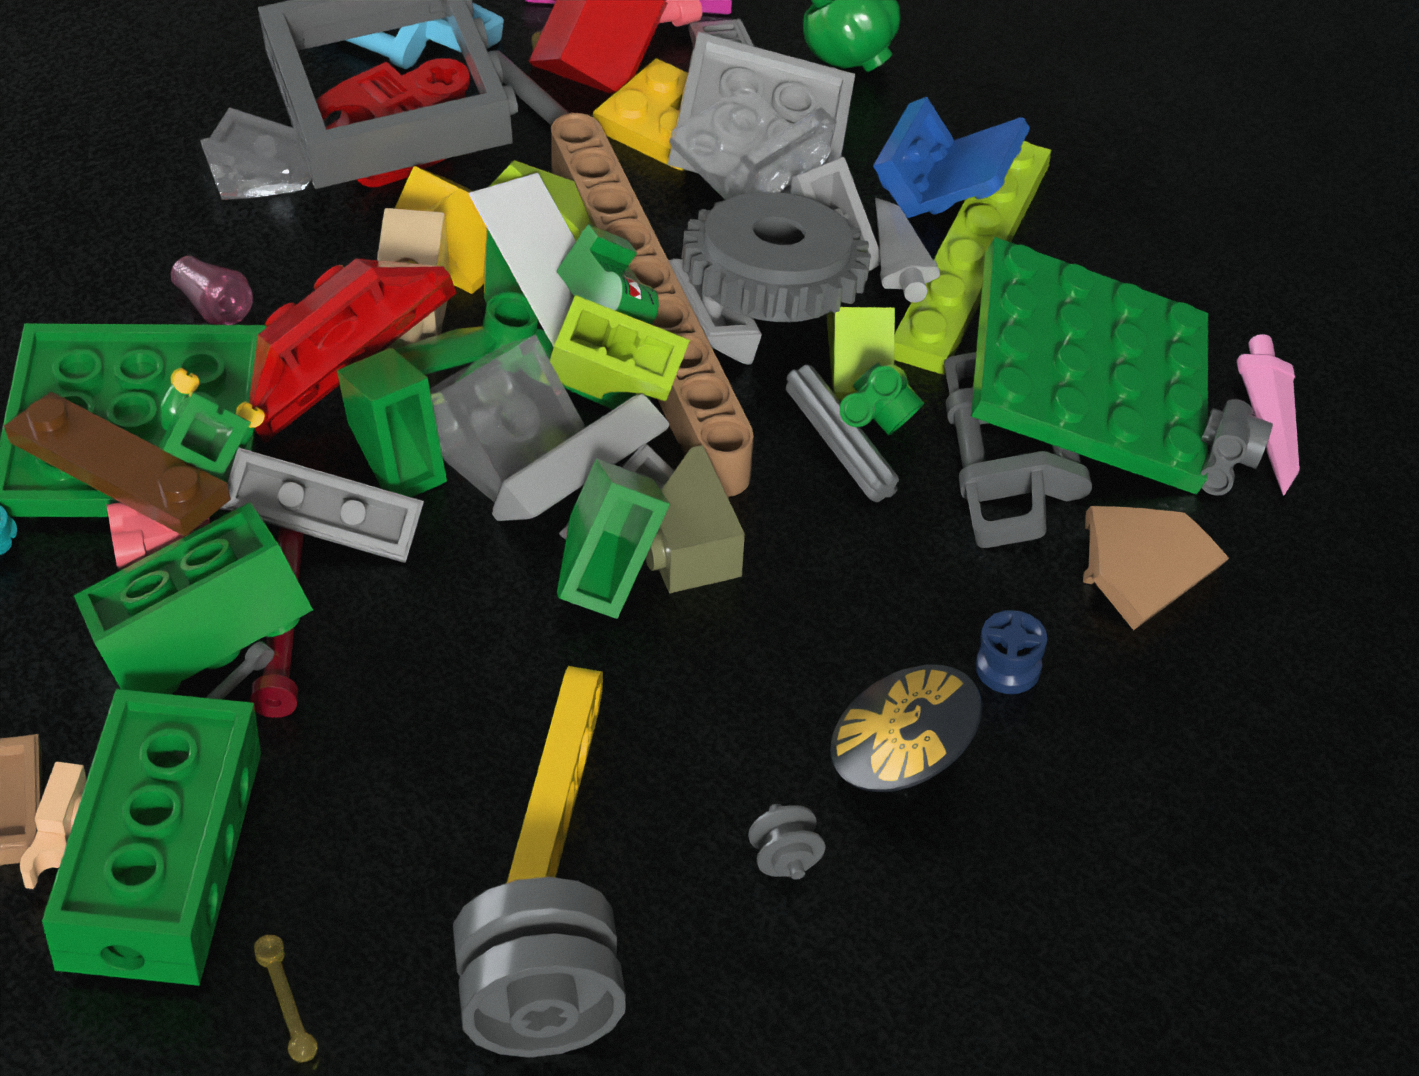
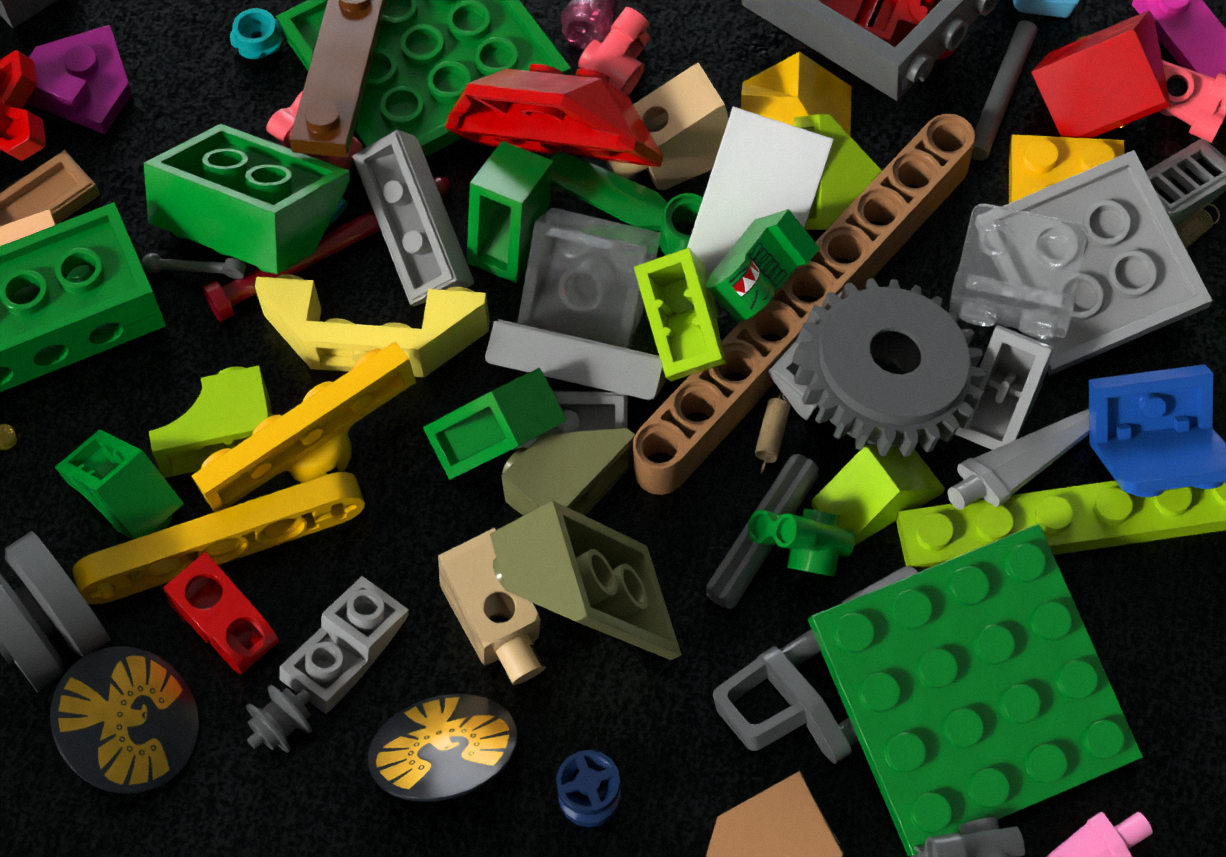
camera: 65 degrees right, 15 degrees up
(199, 432) = (394, 96): green piece -> none
(274, 280) = (619, 51): none -> coral plate
(357, 640) = (450, 324): none -> light yellow slope
(426, 738) = (219, 419): none -> lime arch
(429, 850) = (121, 485): none -> green arch
(509, 685) = (311, 435): none -> yellow plate
(638, 837) = (220, 613): none -> red leg
(702, 961) = (124, 720): none -> shield
(734, 763) = (346, 644): none -> light grey slope
(749, 384) = (772, 430): none -> tan piece
(792, 622) = (478, 596): none -> tan torso
(849, 519) = (585, 575): none -> olive slope

